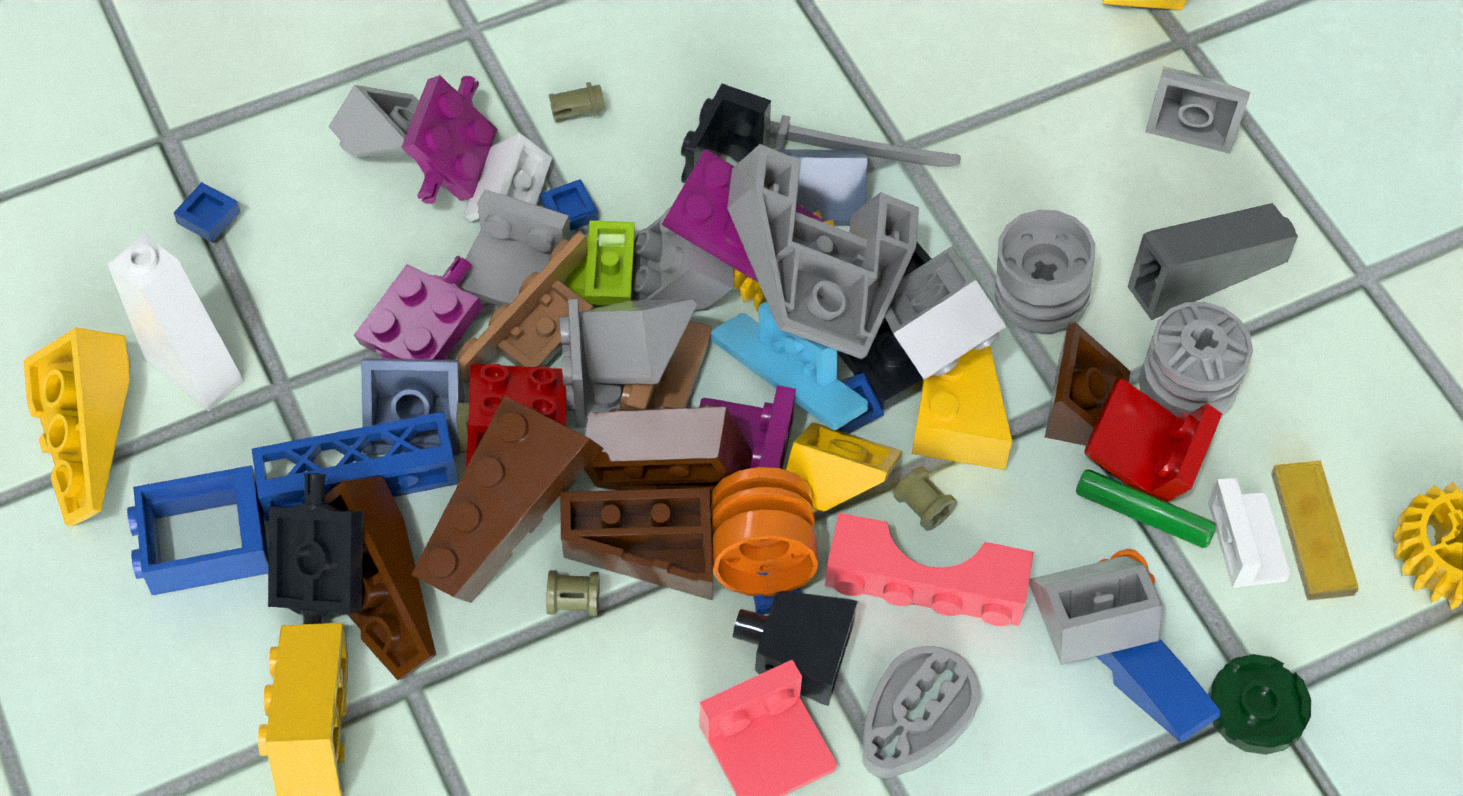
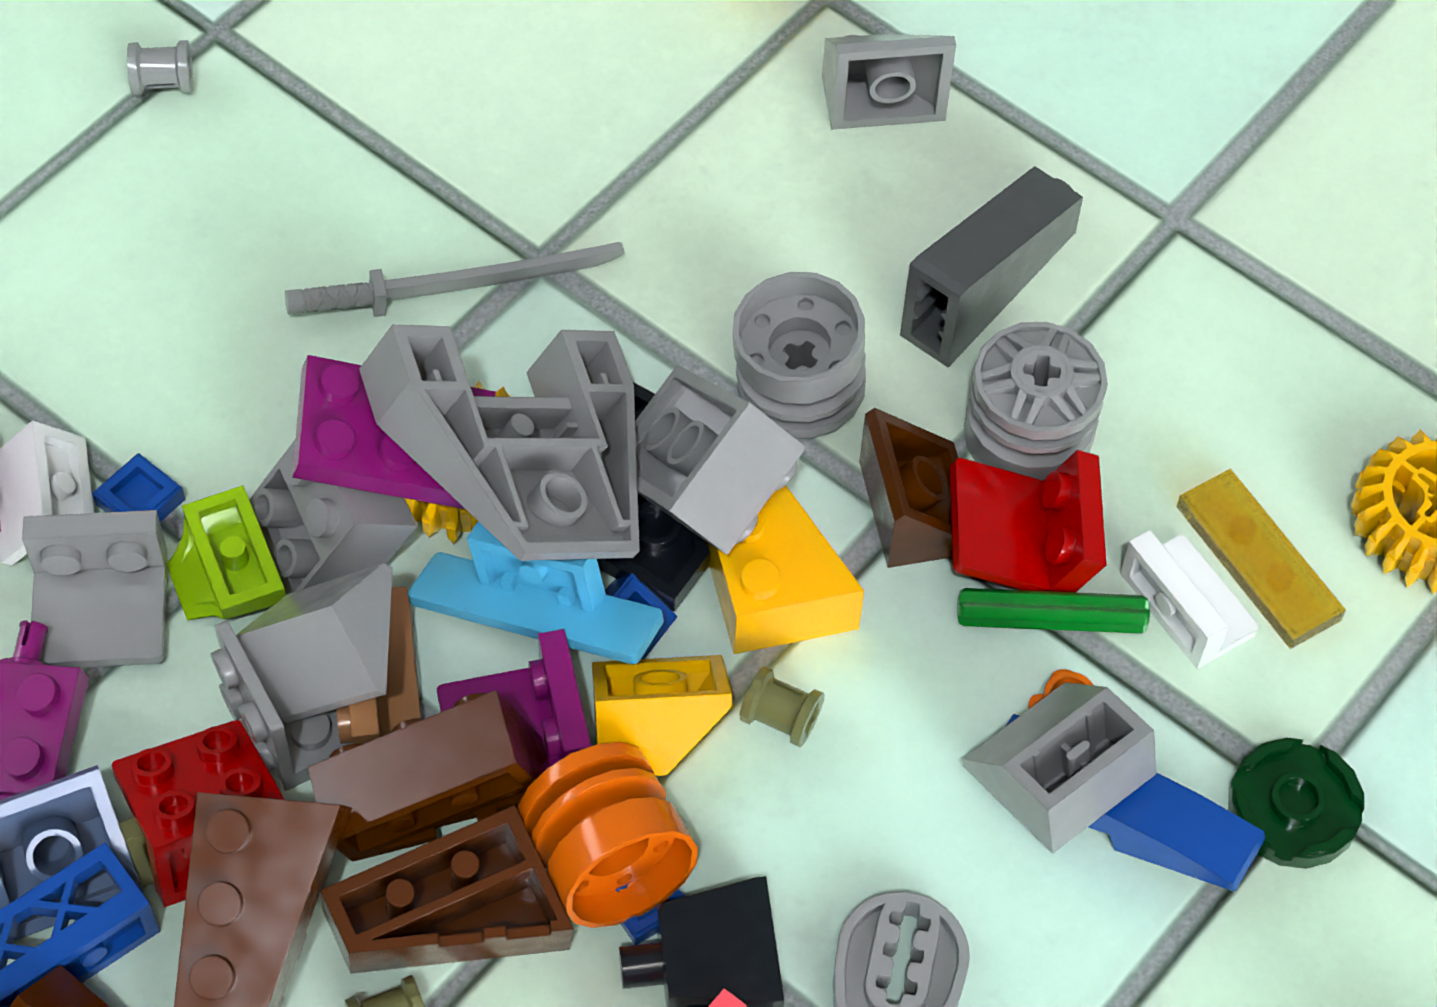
camera: 25 degrees left, 0 degrees up
(530, 326) = (172, 673): medium nougat bracket -> none
(577, 102) = (86, 350): olive pin -> none
(728, 125) = (317, 309): black bracket -> none
(831, 182) = (485, 329): sand blue slope -> none
(985, 586) = (753, 818): coral arch -> none

